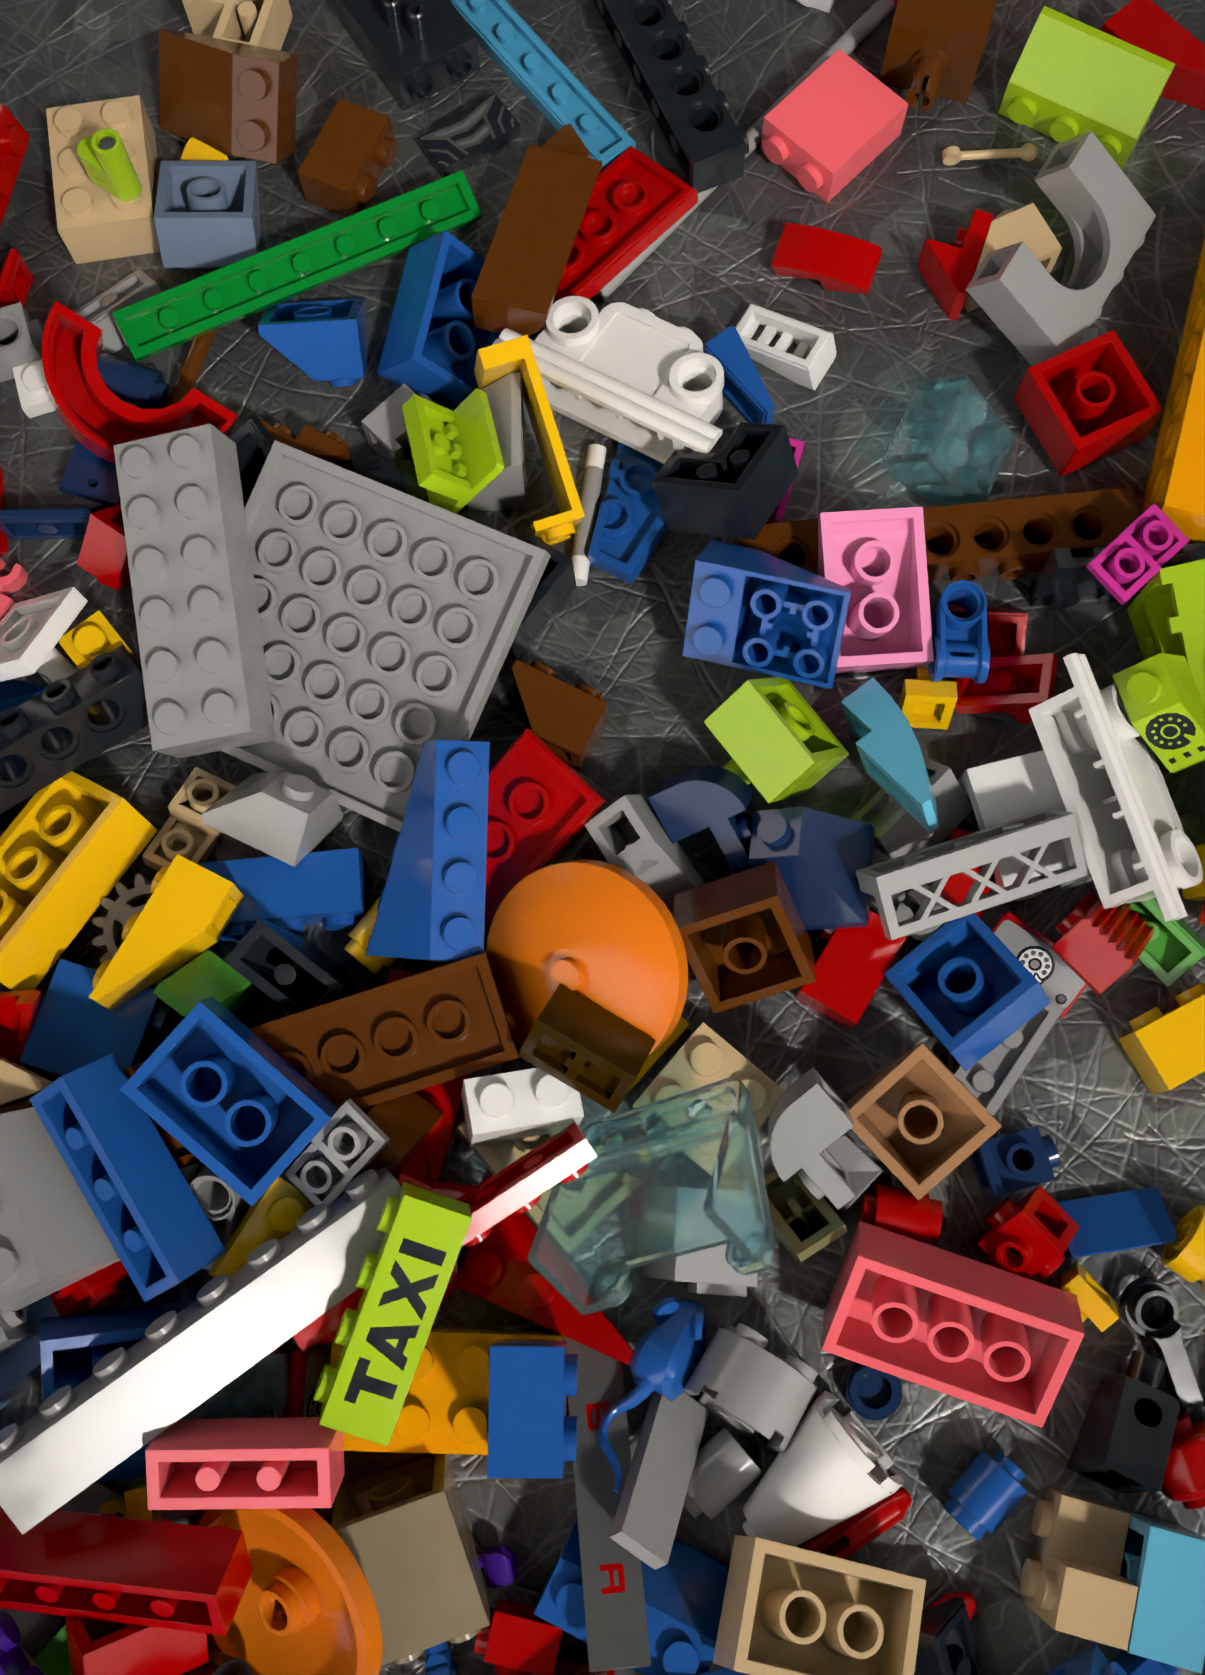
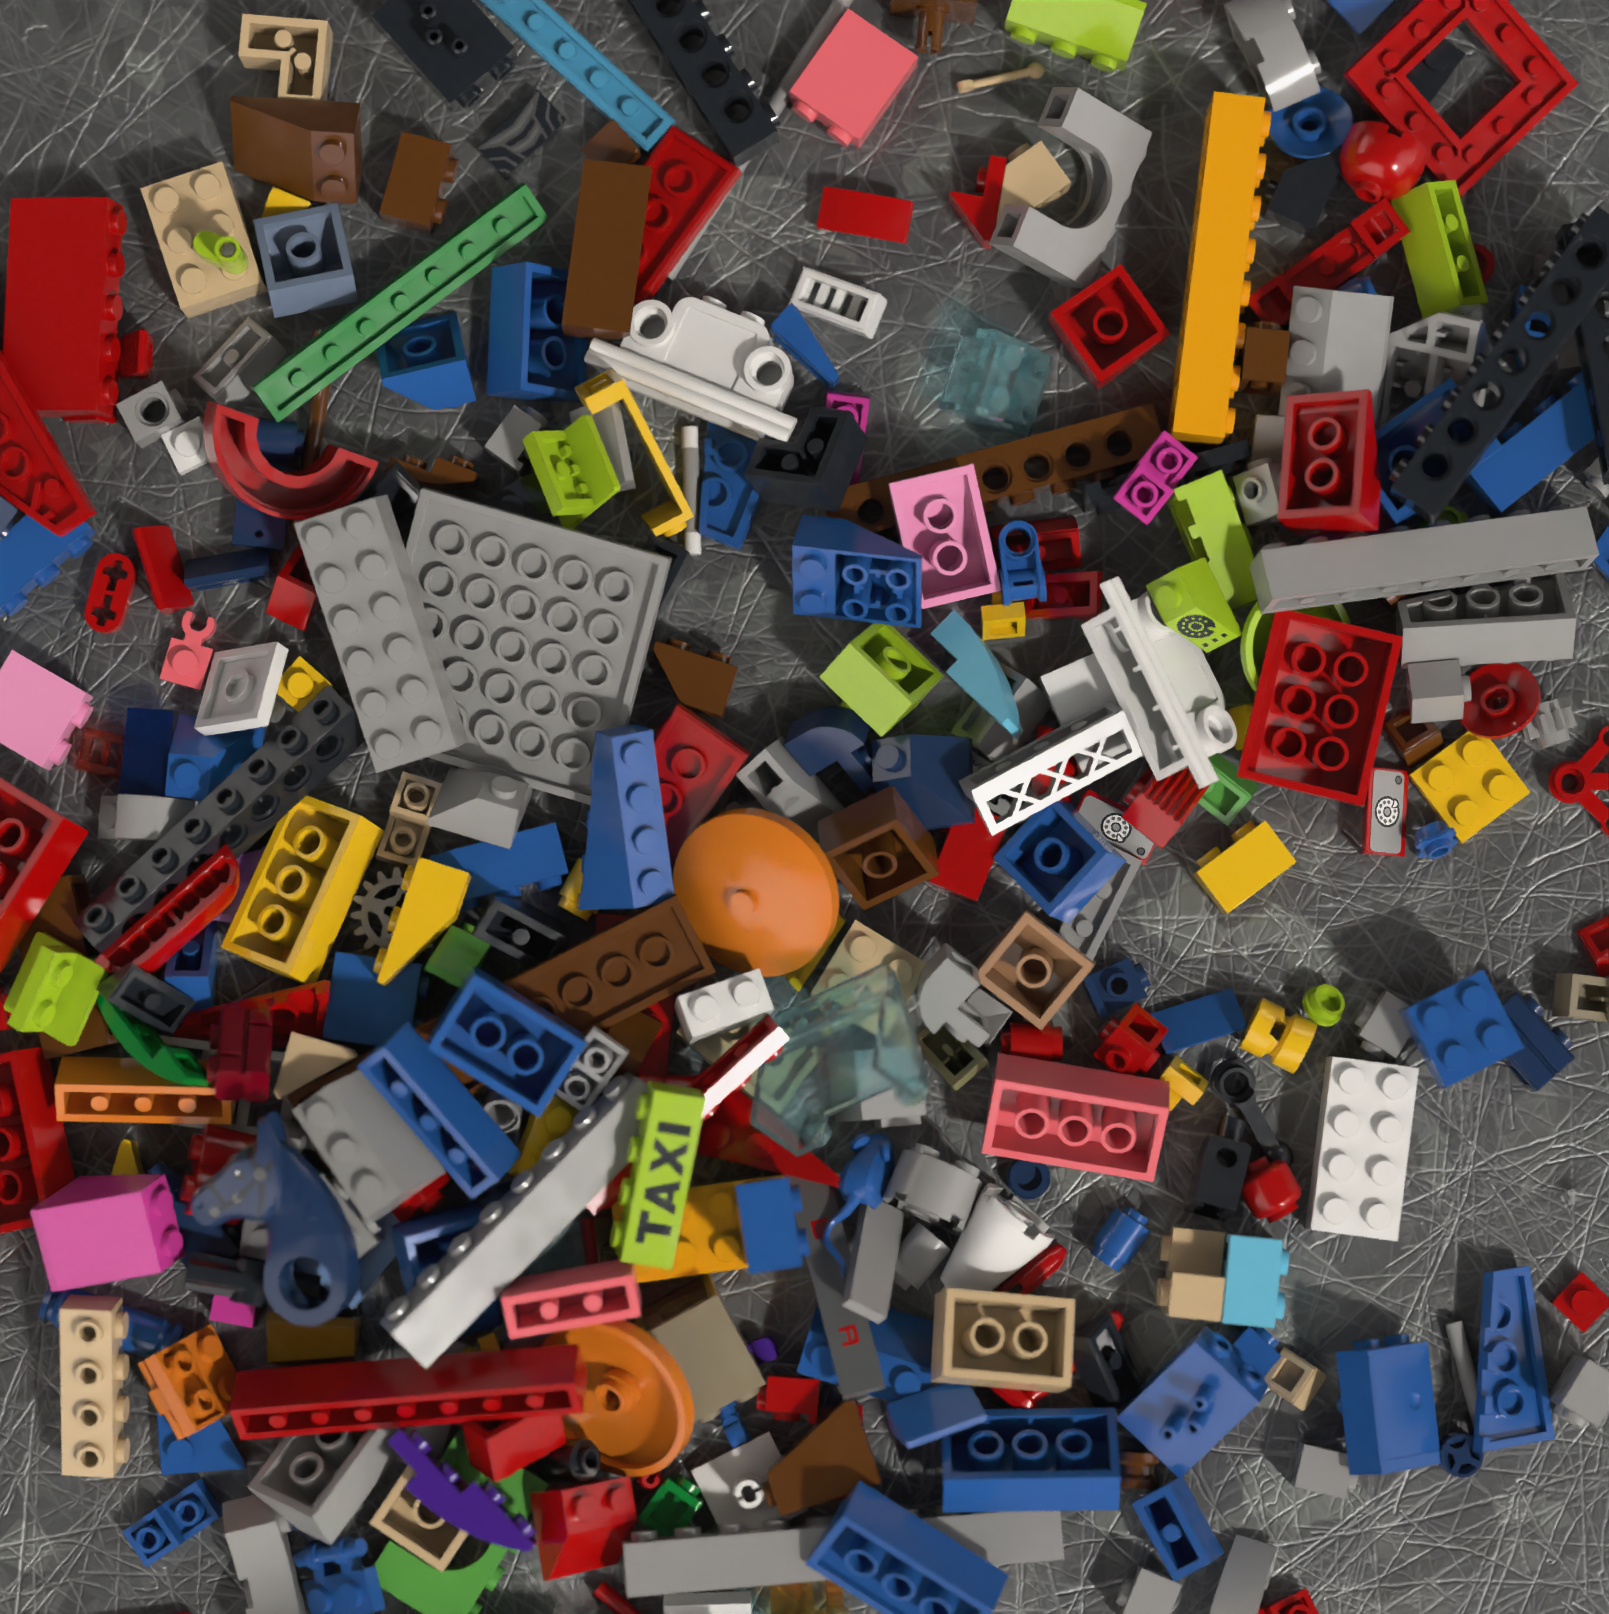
camera: 10 degrees left, 10 degrees up
(586, 1048) = (768, 957): dark brown hinge -> none

